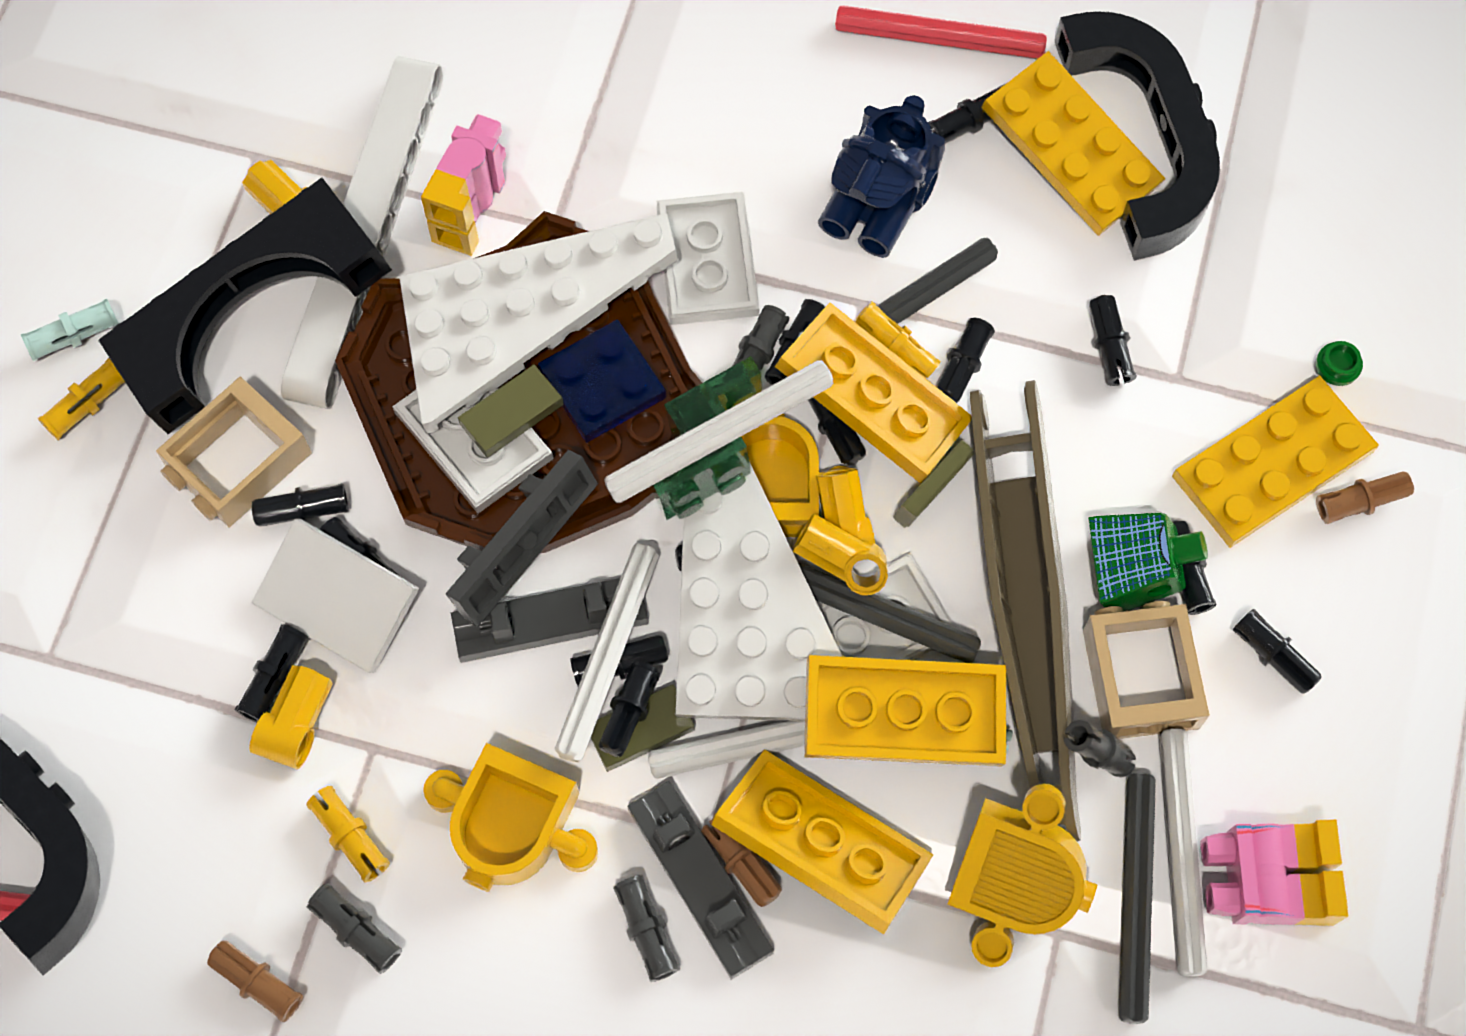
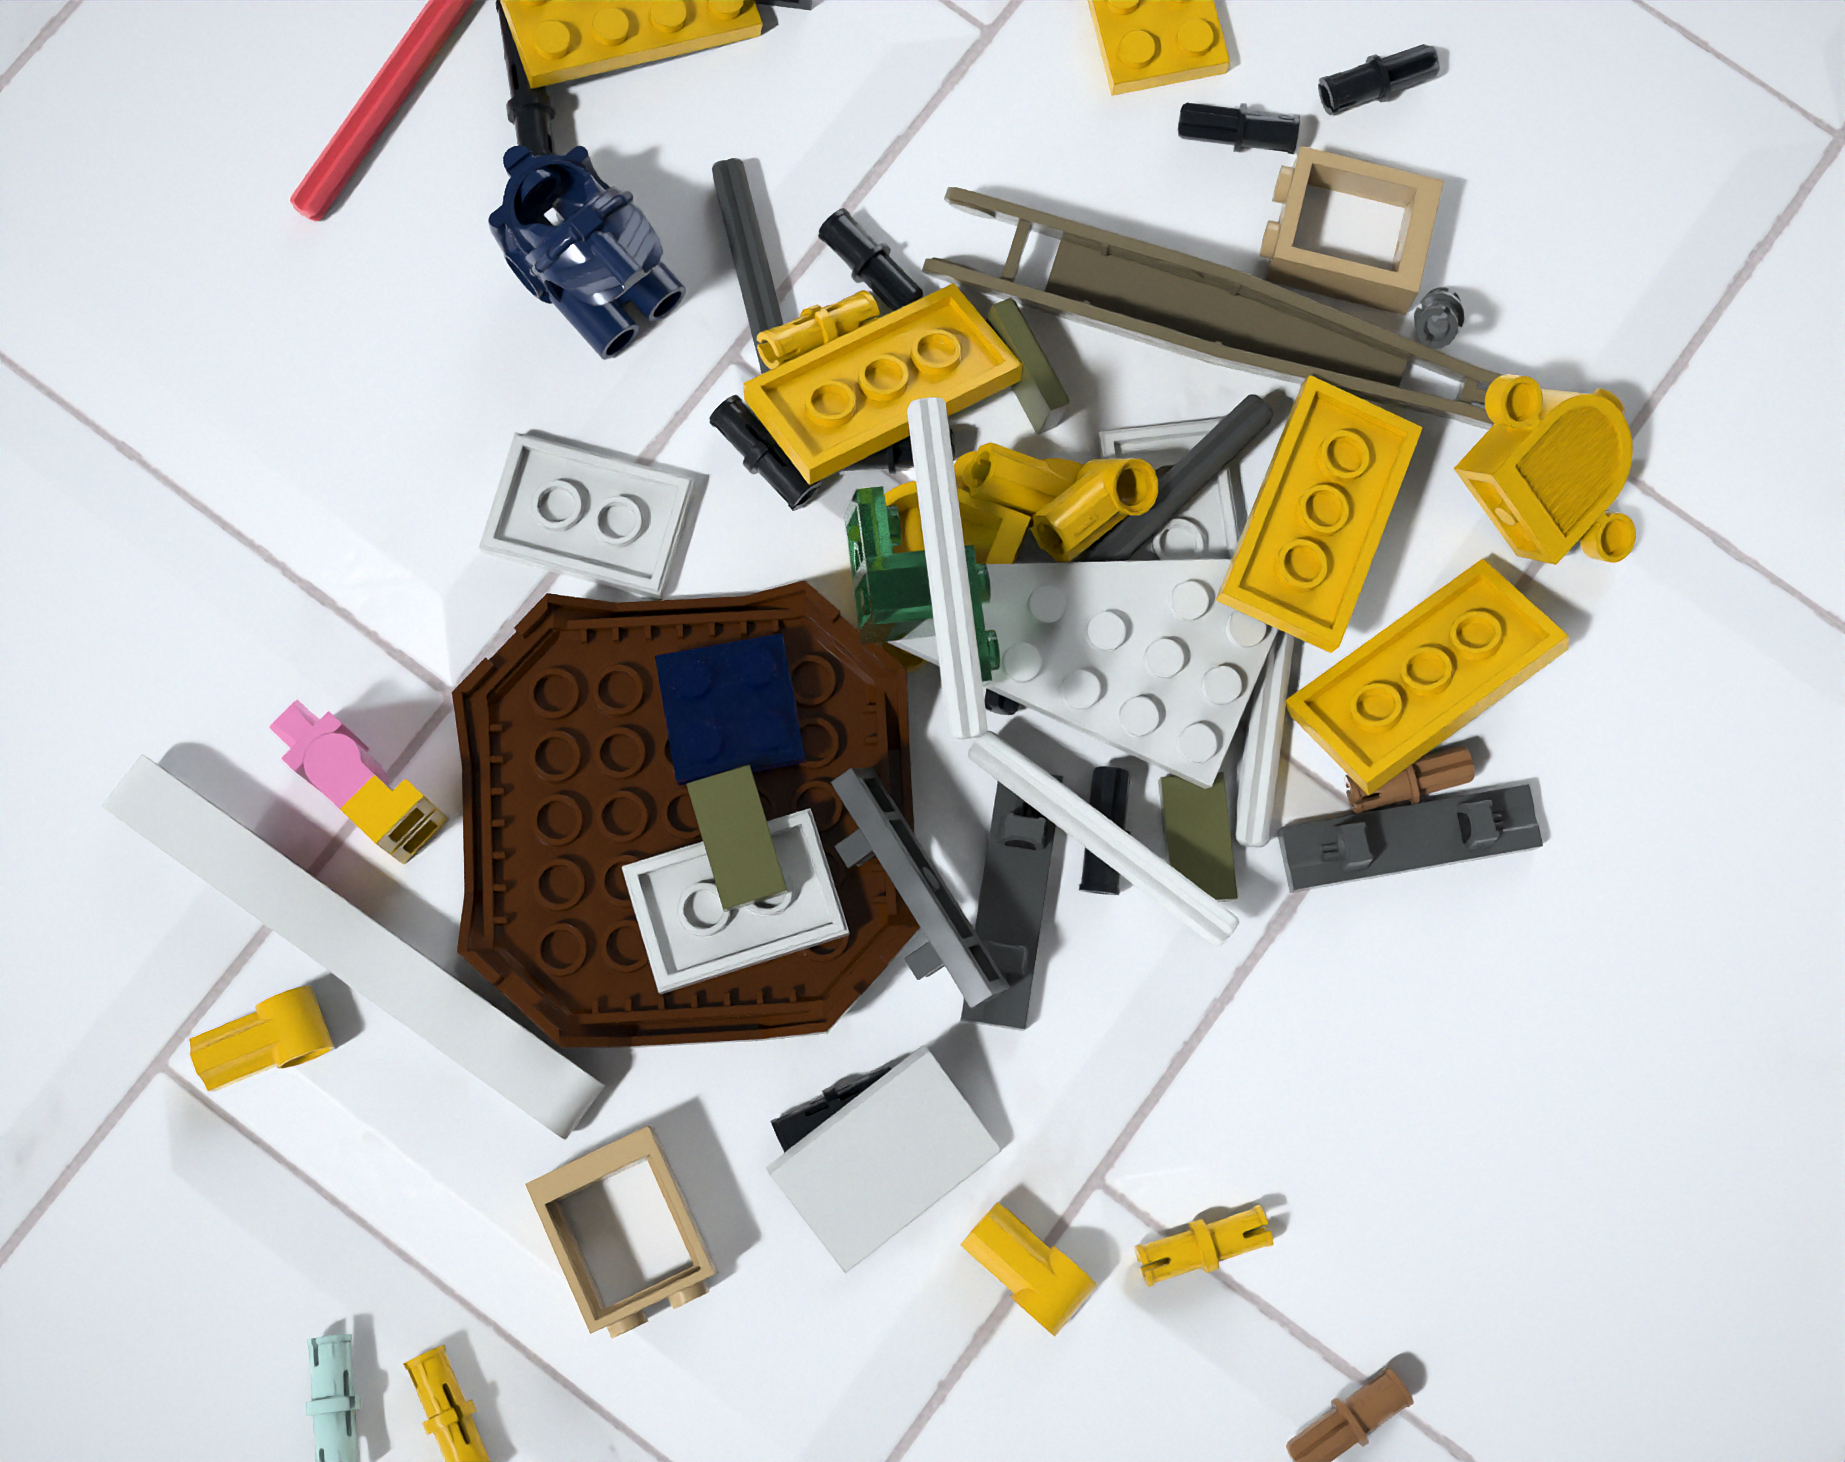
camera: 75 degrees left, 10 degrees up
(163, 341) = (418, 1278): black arch -> none
(271, 673) = (954, 1277): black pin -> none
(300, 505) = (732, 1166): black axle -> none
(354, 928) = (1329, 1276): dark grey pin -> none
(492, 313) = (582, 790): white wing -> none
(509, 819) = (1261, 1039): yellow piece -> none
(629, 708) = (1183, 840): black axle -> none
(646, 928) = (1449, 922): dark grey pin -> none
(763, 337) = (749, 505): dark grey pin -> none
(1111, 339) = (915, 80): black axle -> none
(1137, 899) = (1604, 357): dark grey axle -> none
(1141, 557) = (1221, 168): green torso -> none
(1183, 853) = (1571, 286): white axle -> none
(1277, 874) = (1631, 219): bright pink hips -> none

